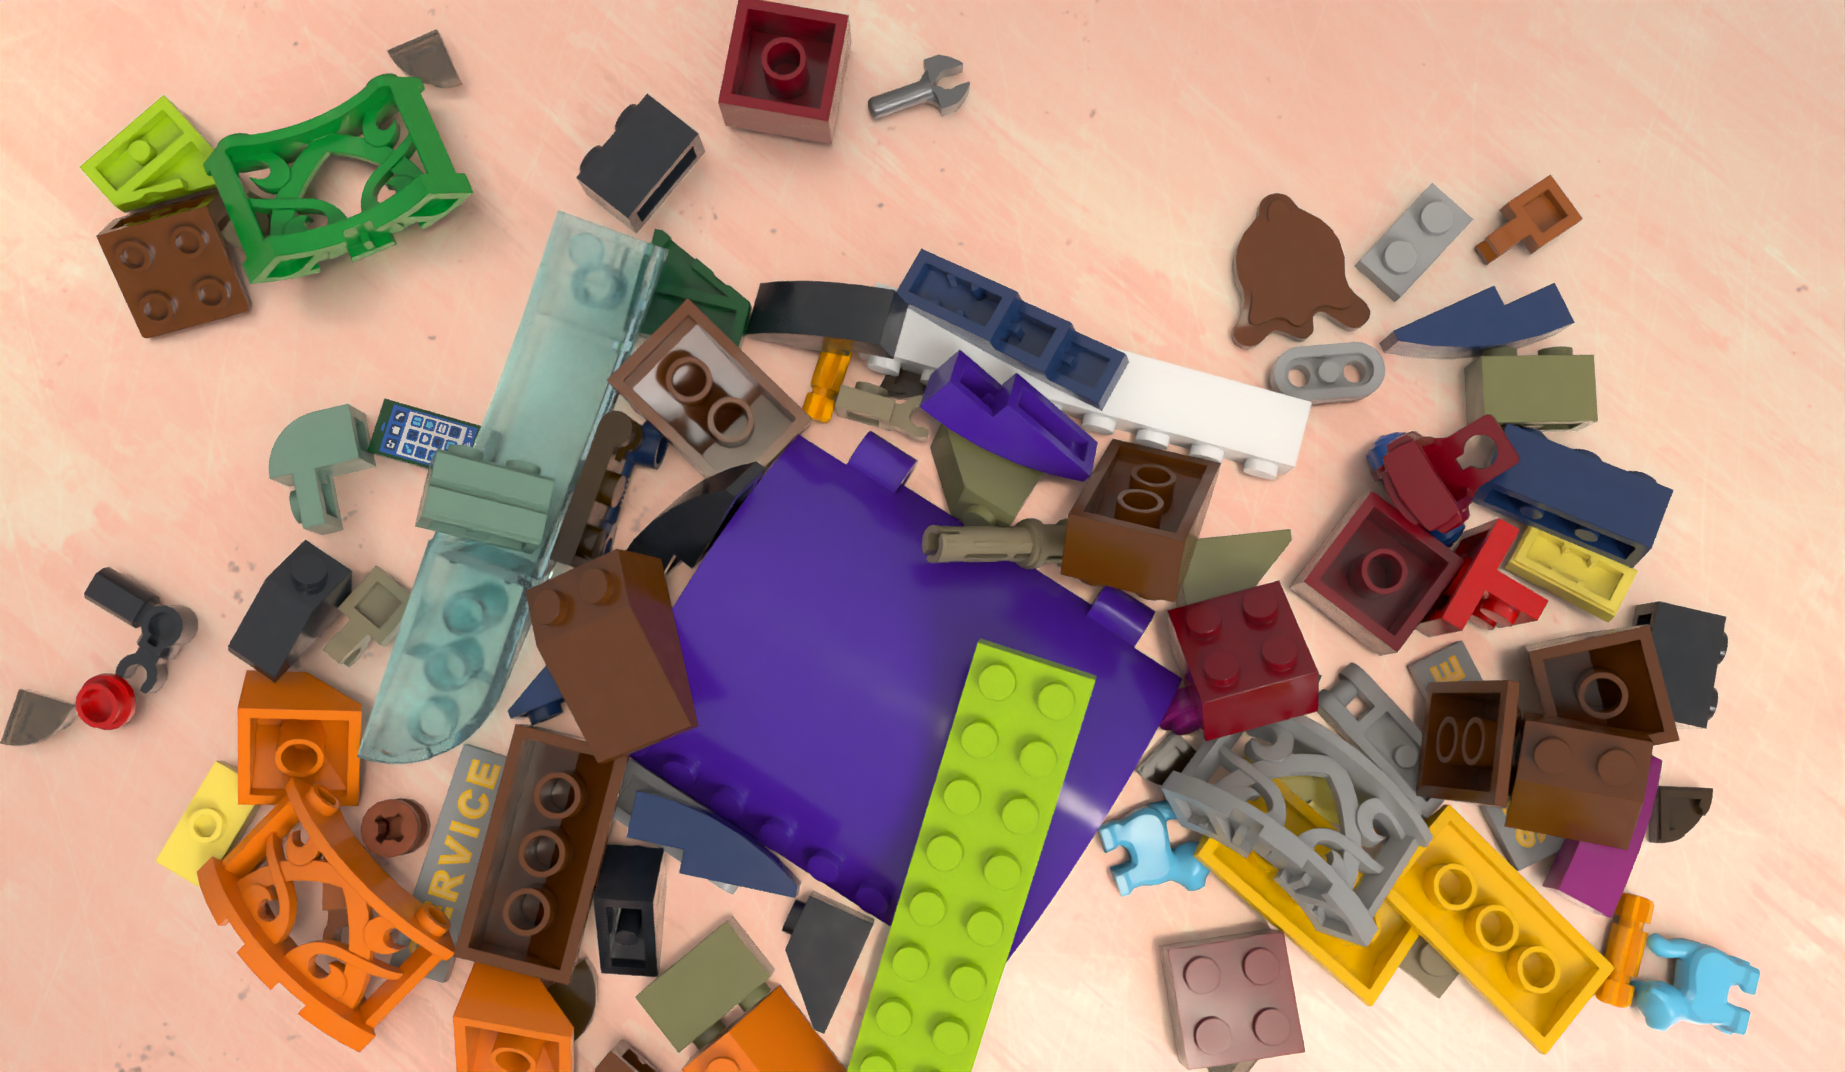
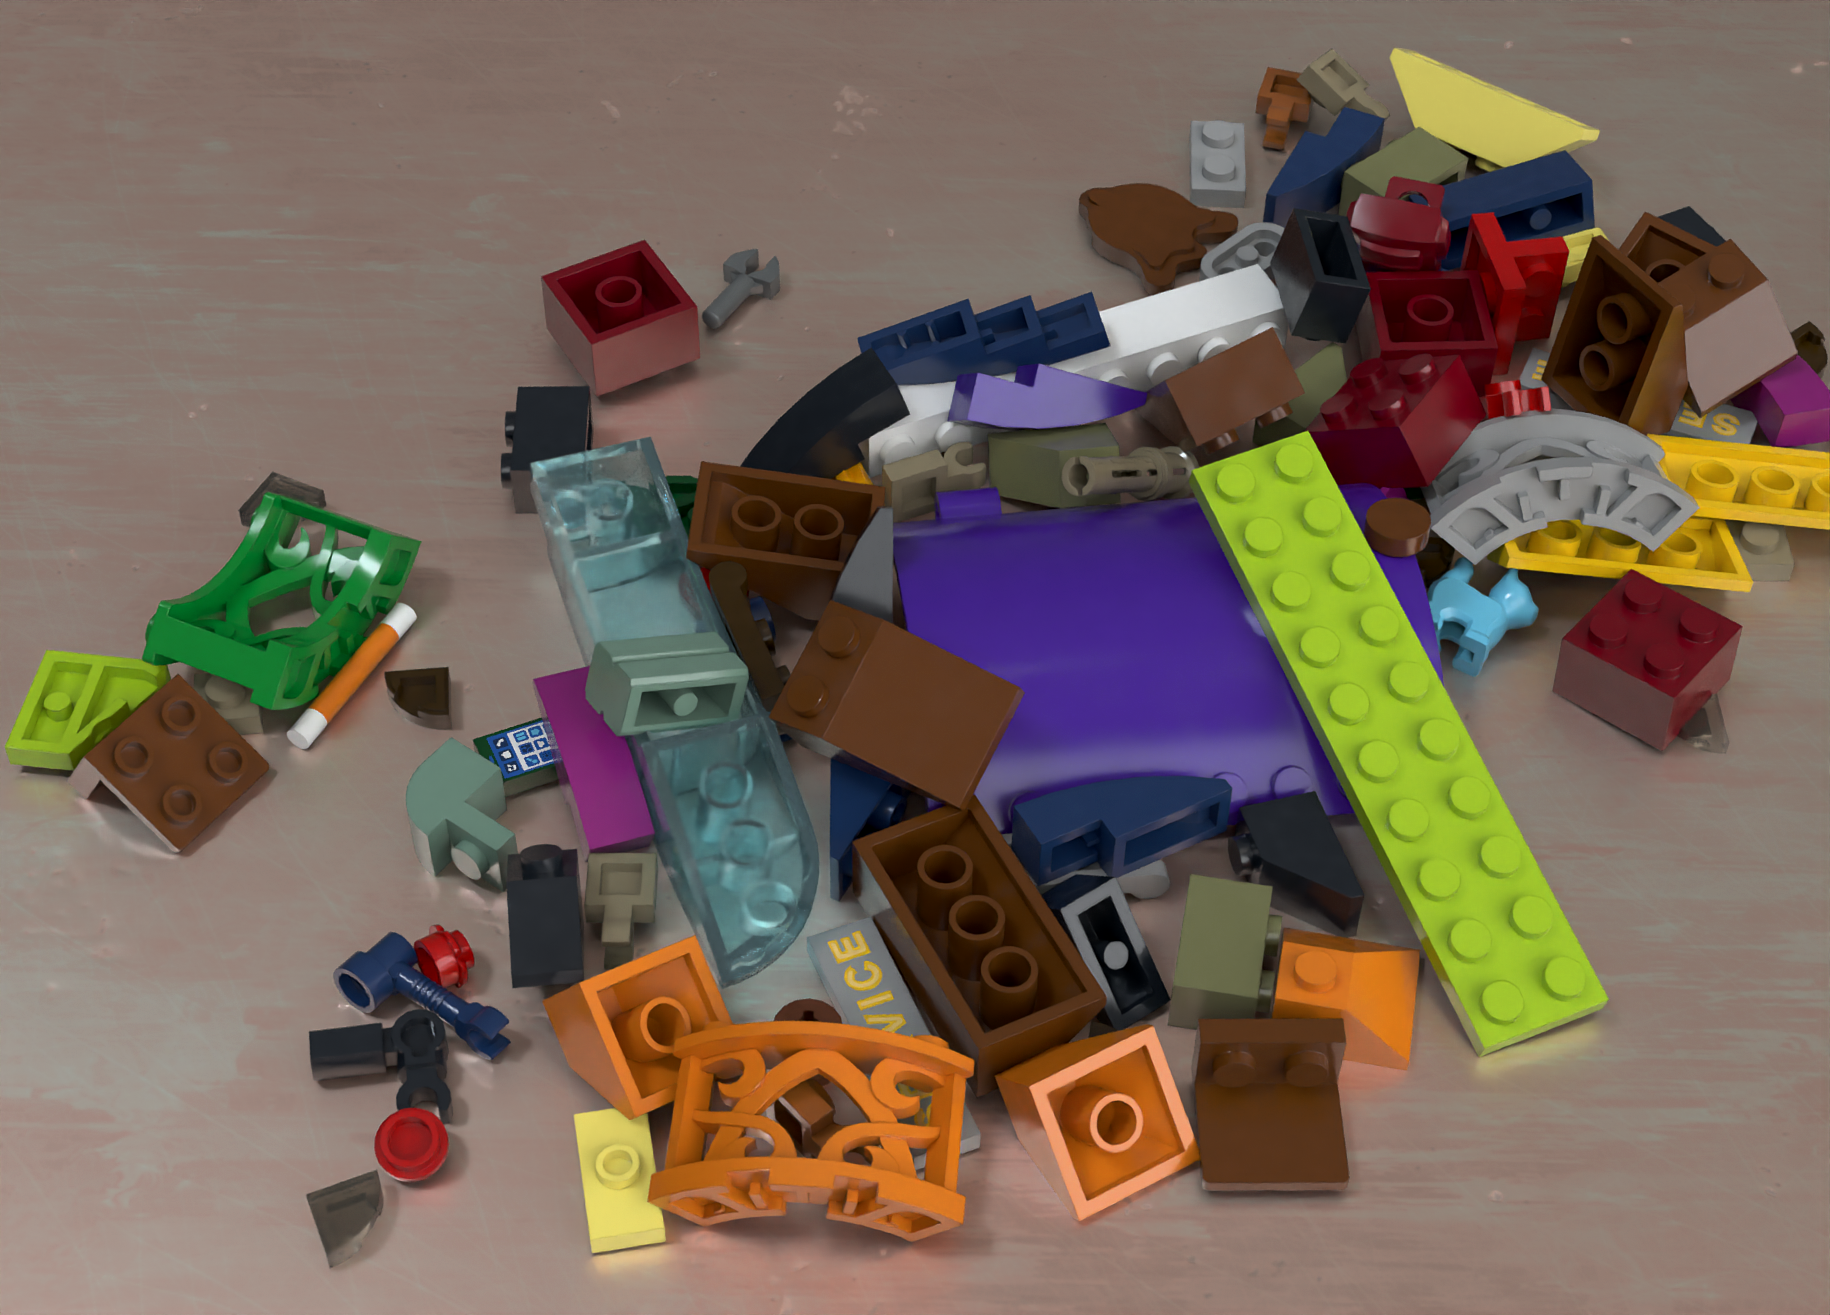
camera: 40 degrees left, 35 degrees down
(188, 551) = (388, 969): none -> dark blue brick
(231, 571) = (444, 956): none -> red plate
(358, 268) = (351, 676): none -> orange bar
(390, 326) = (422, 696): none -> dark brown tile
(400, 542) = (592, 768): none -> magenta slope
(1108, 792) = (1397, 527): none -> reddish brown tile
(1322, 476) = (1319, 276): none -> black brick
(1354, 710) = (1509, 400): none -> red plate
(1574, 252) = (1336, 84): none -> dark tan plate
(1670, 379) = (1482, 116): none -> light yellow wedge

